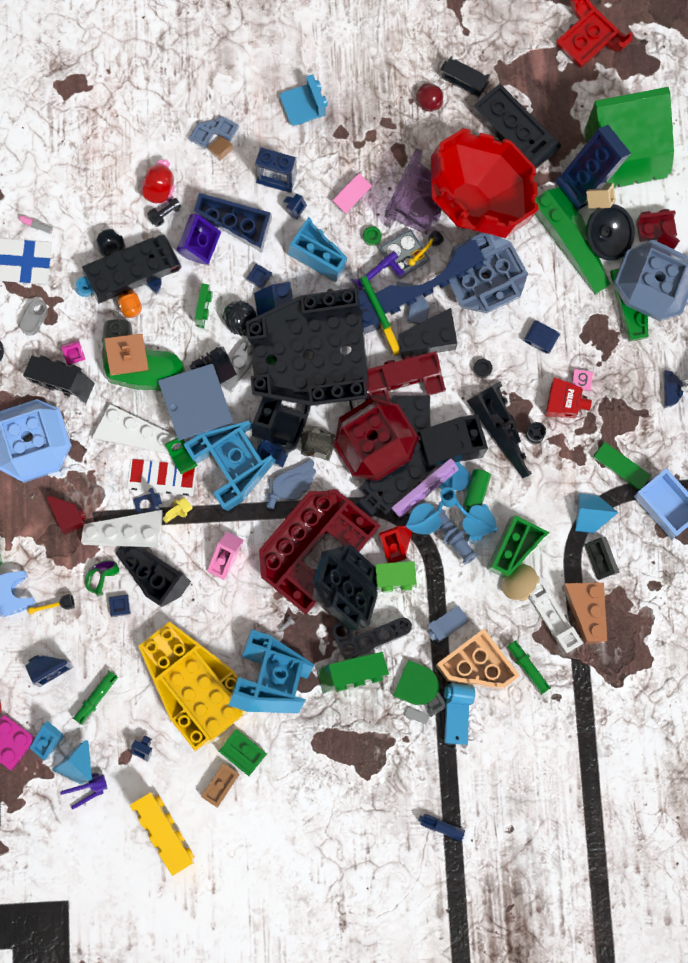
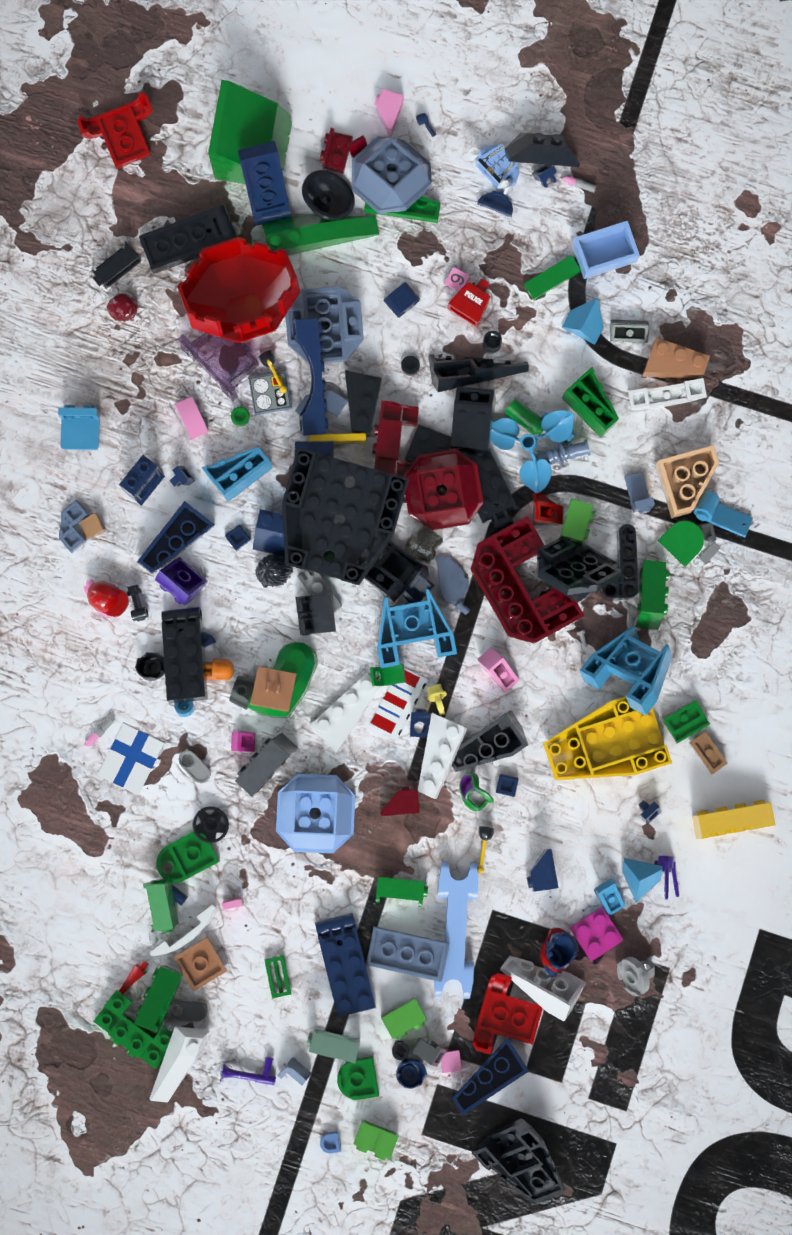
camera: 70 degrees left, 5 degrees up
(95, 697) = (586, 839): green pin -> none
(195, 402) = (344, 641): sand blue piece -> none
(202, 310) = (255, 603): green plate -> none
(375, 303) = (312, 437): green bar -> none
(387, 261) = (273, 412): dark purple piece -> none
(425, 488) = (506, 462): lavender tile -> none
(520, 583) = (628, 410): tan dish -> none
(528, 667) = (696, 438): green pin -> none
(601, 197) = (296, 188): tan panel -> none

